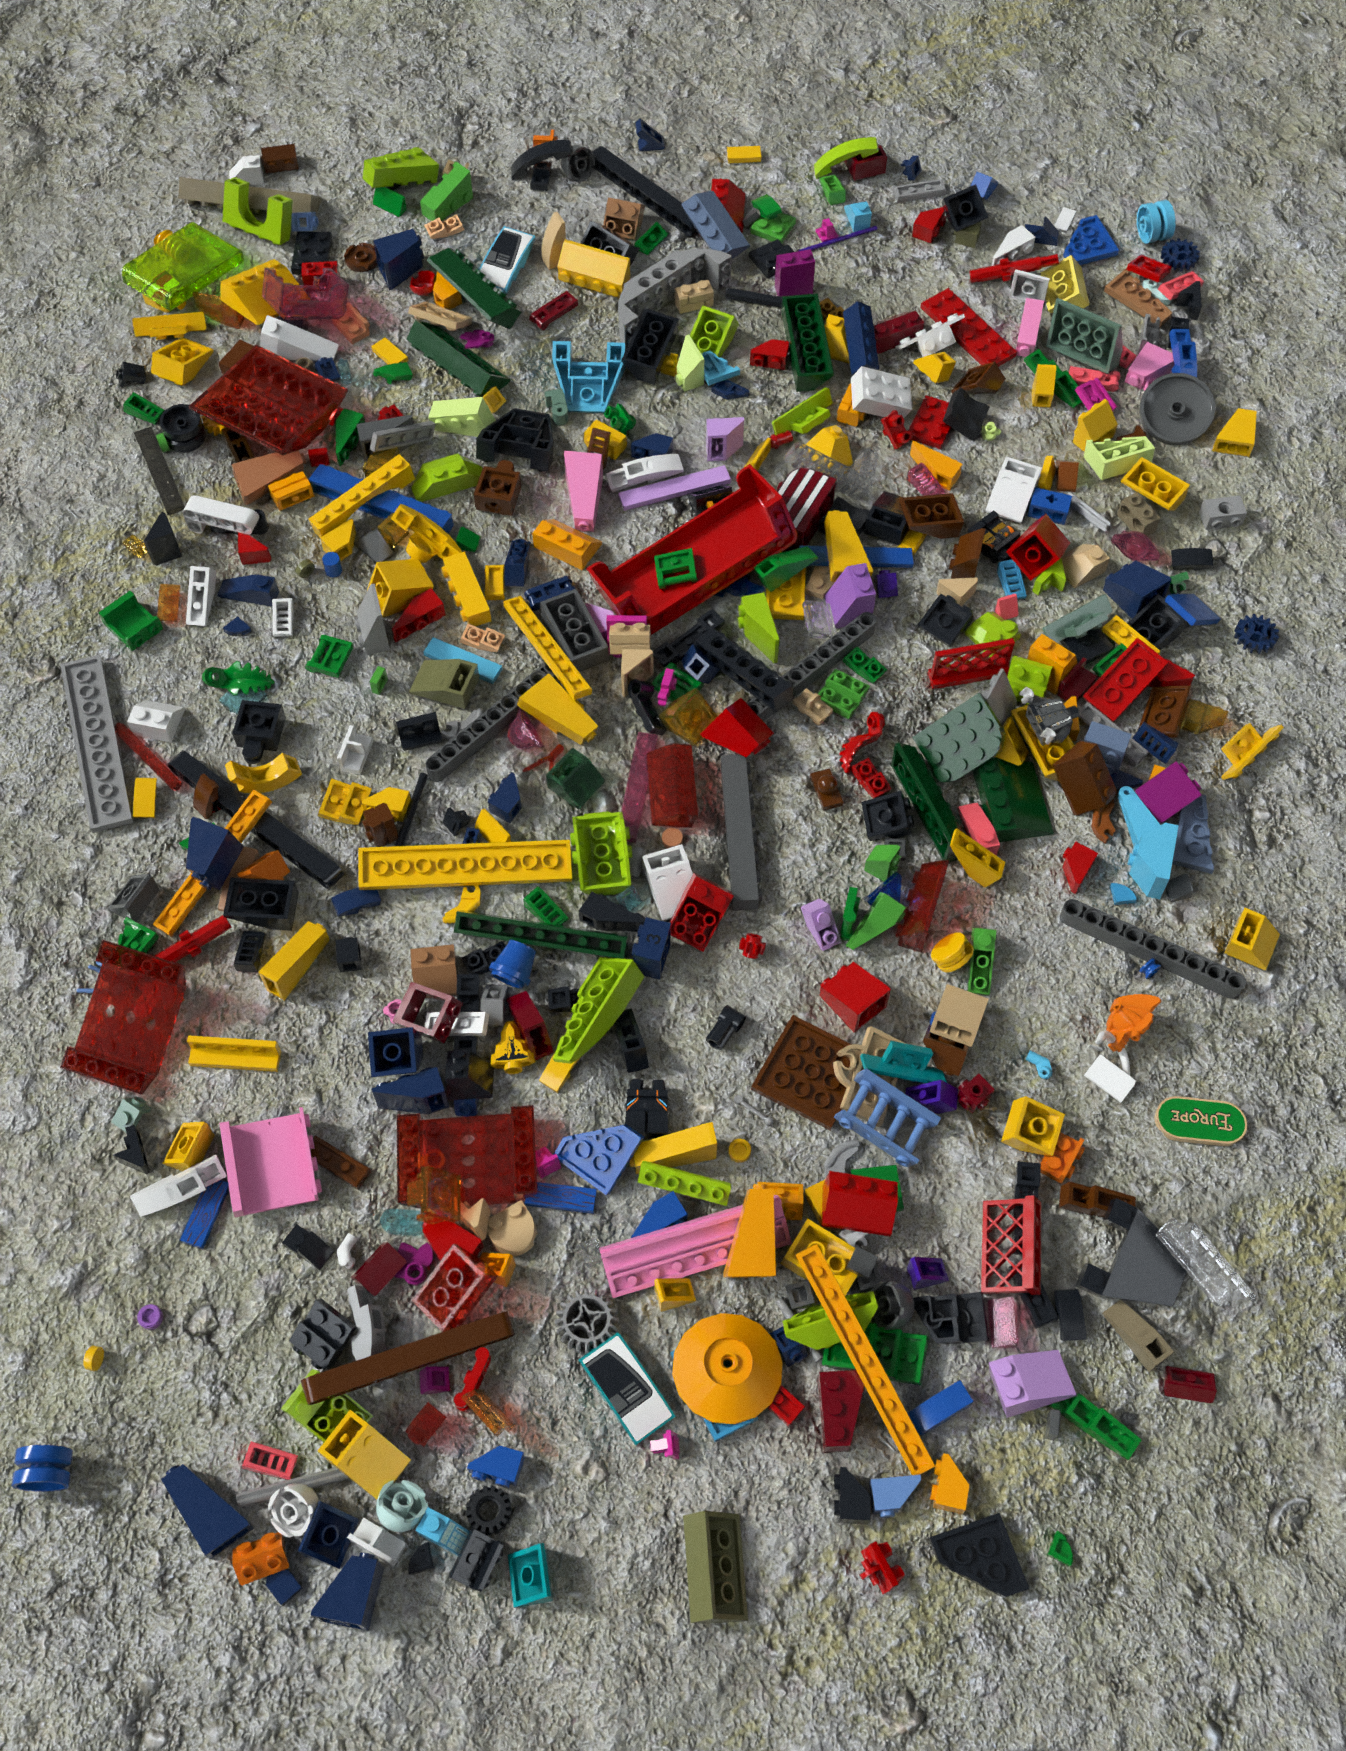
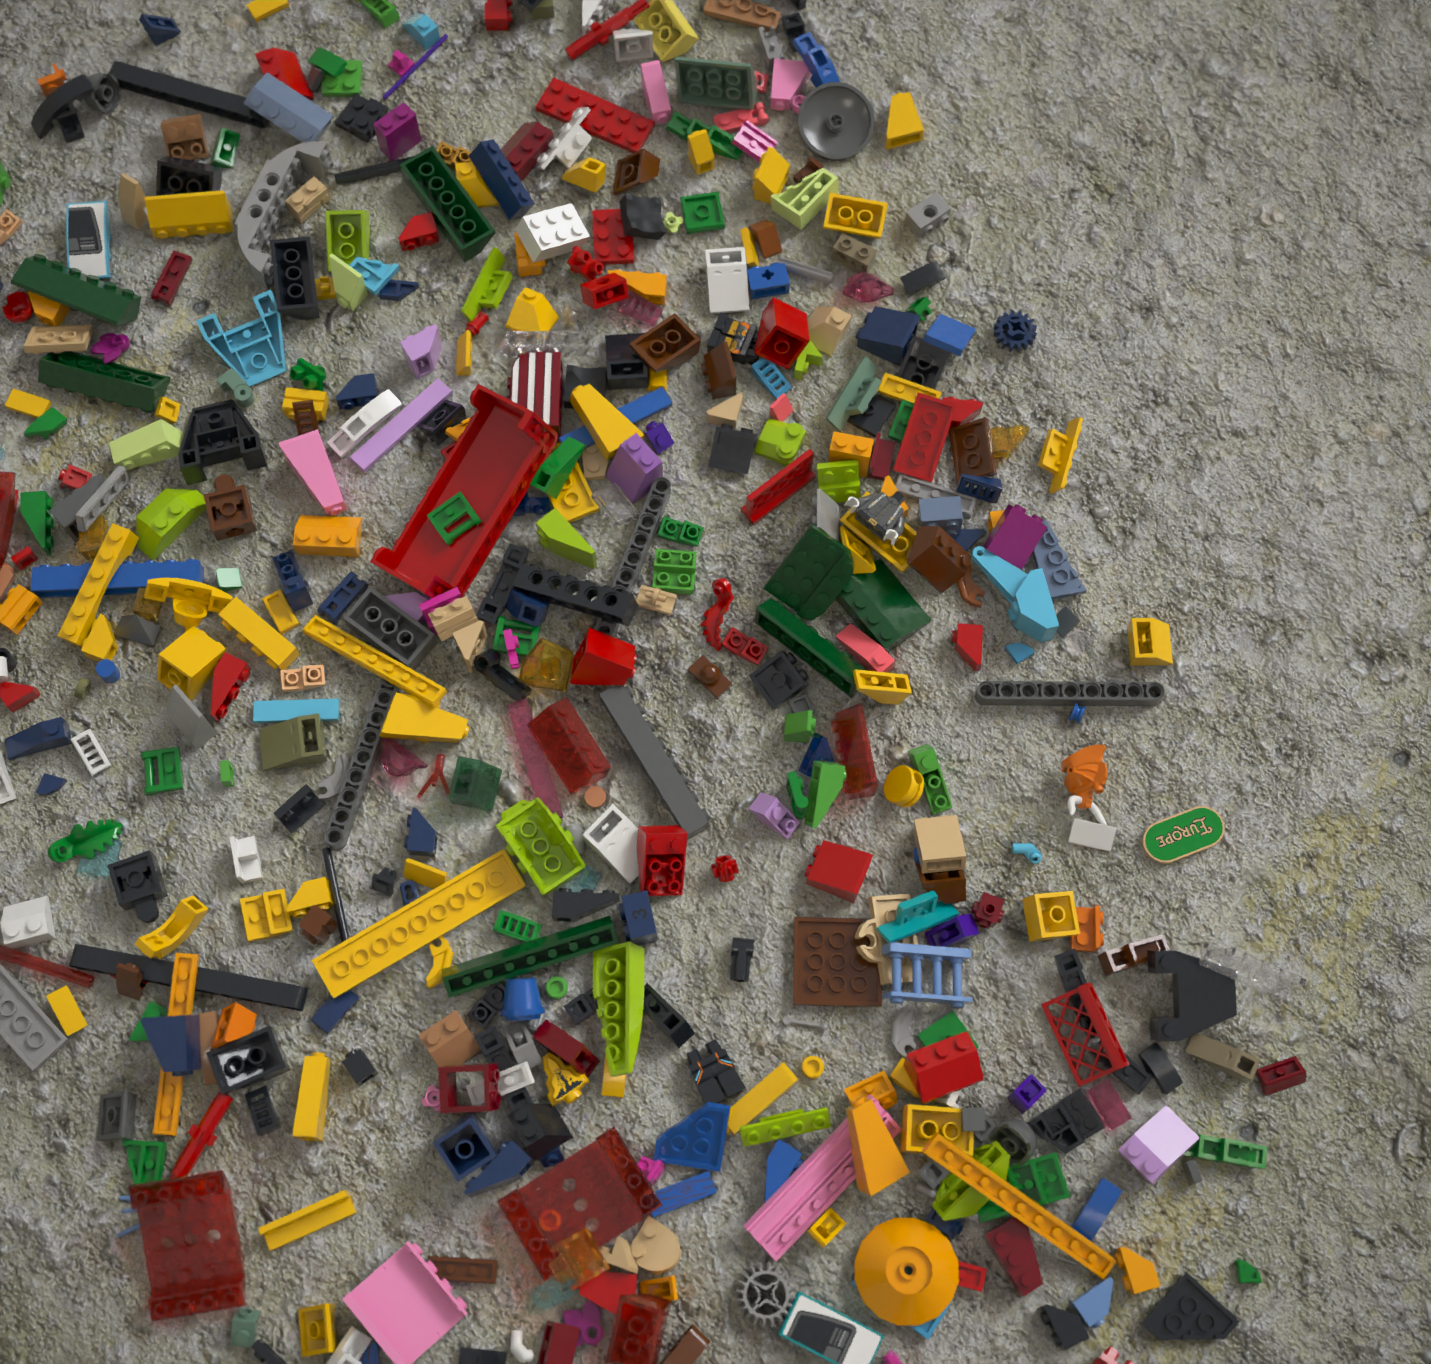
camera: 30 degrees left, 10 degrees up
(551, 974) = (556, 988): none -> bright green tile
(901, 452) = (604, 290): none -> red brick
(1020, 433) = (702, 212): none -> green plate

